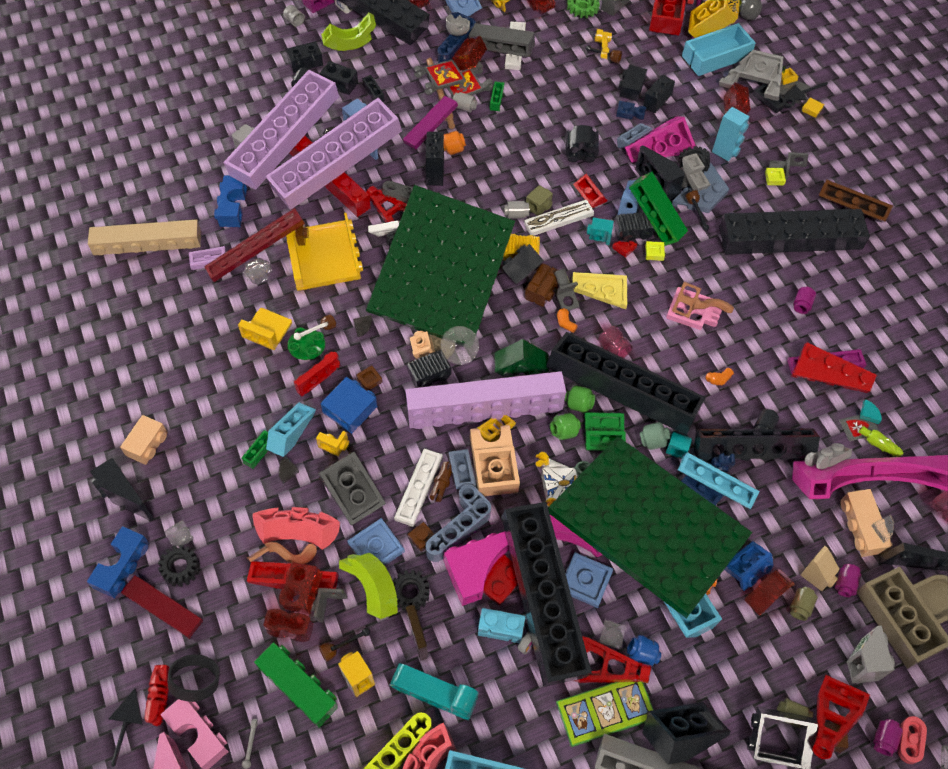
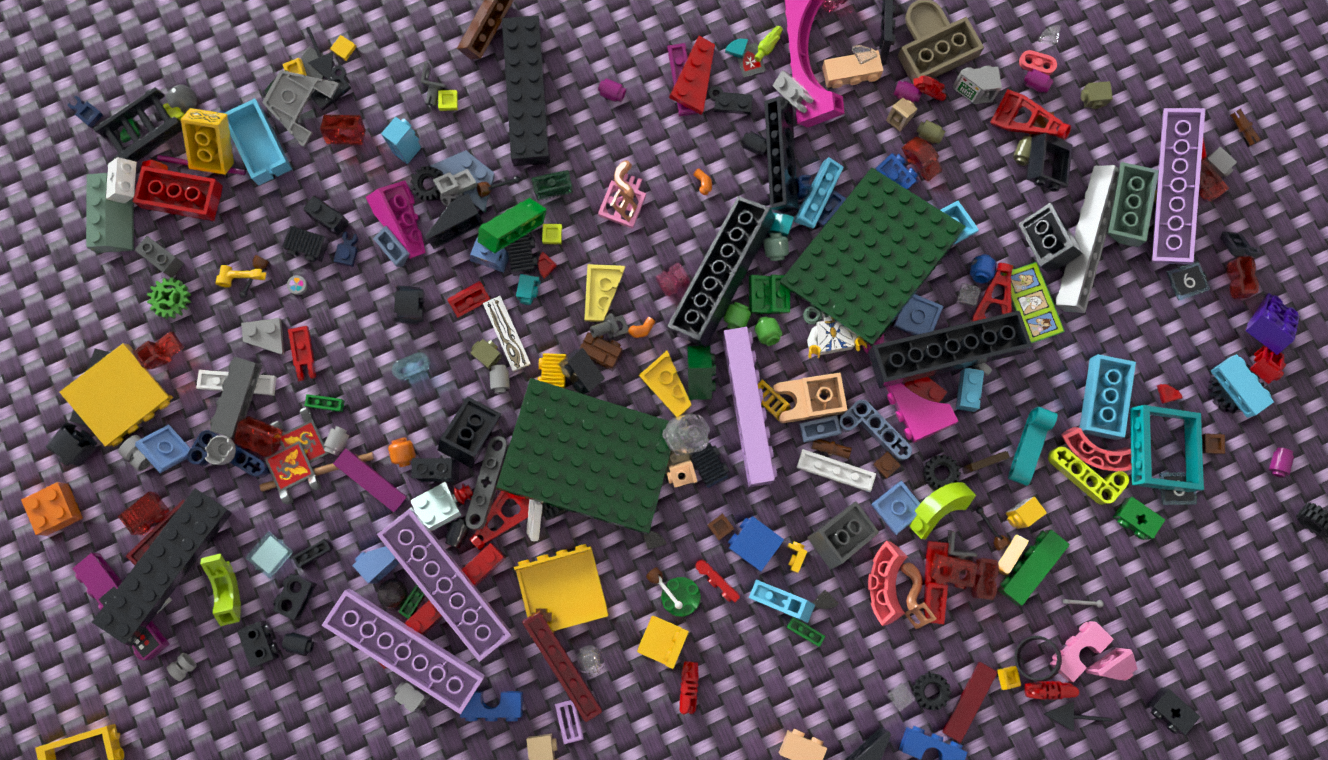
camera: 90 degrees left, 20 degrees up
(178, 648) = (1009, 677): none -> yellow tile
(220, 347) = (688, 688): none -> red hinge
(312, 658) = (1012, 554): none -> slope
(375, 66) = (269, 554): none -> clear light blue piece
(378, 177) = (457, 533): none -> black brick
(403, 163) = (439, 505): none -> light aqua plate
(469, 186) = (468, 432): none -> black slope
(511, 332) = (666, 384): none -> yellow wing
(528, 150) = (411, 366): none -> clear light blue plate
(539, 82) = (302, 351): none -> red hinge
(554, 61) = (264, 334): none -> light grey wing
(597, 79) = (297, 285): none -> light grey tile
(701, 248) = (552, 185): none -> clear green brick
(809, 406) = (731, 102): none -> black hinge
(857, 600) = (930, 87): none -> red hinge

